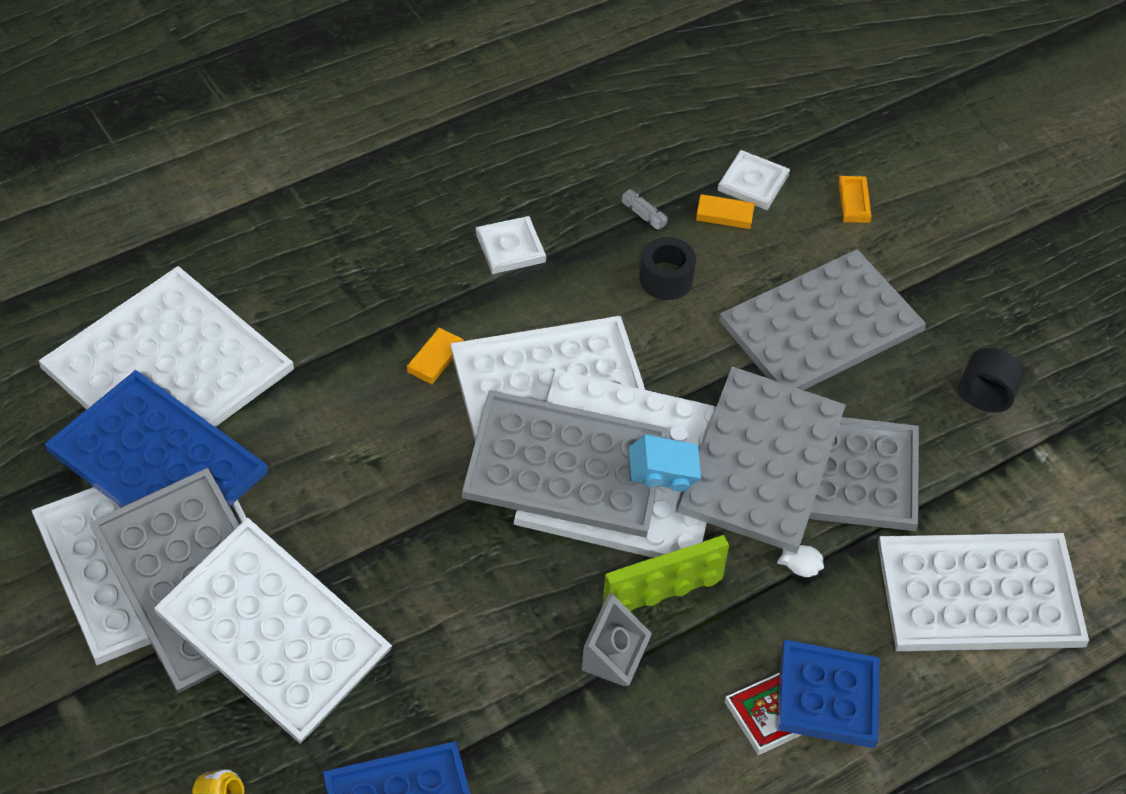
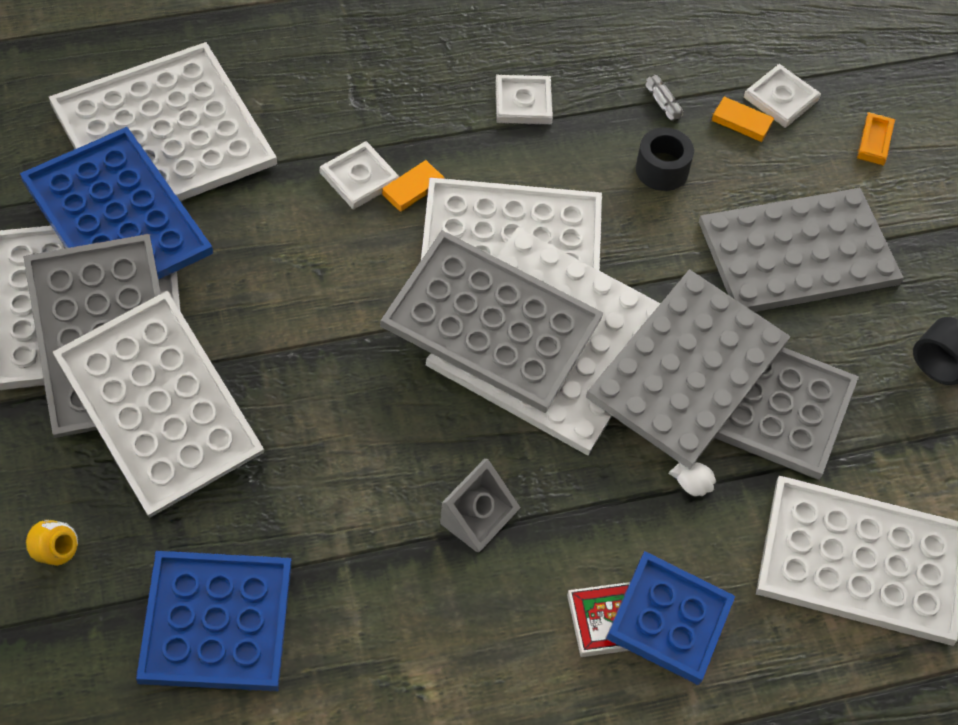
camera: 15 degrees right, 5 degrees up
(378, 358) = (358, 174): none -> white tile
(664, 463) = (584, 345): medium azure piece -> none
(668, 574) = (552, 455): lime plate -> none

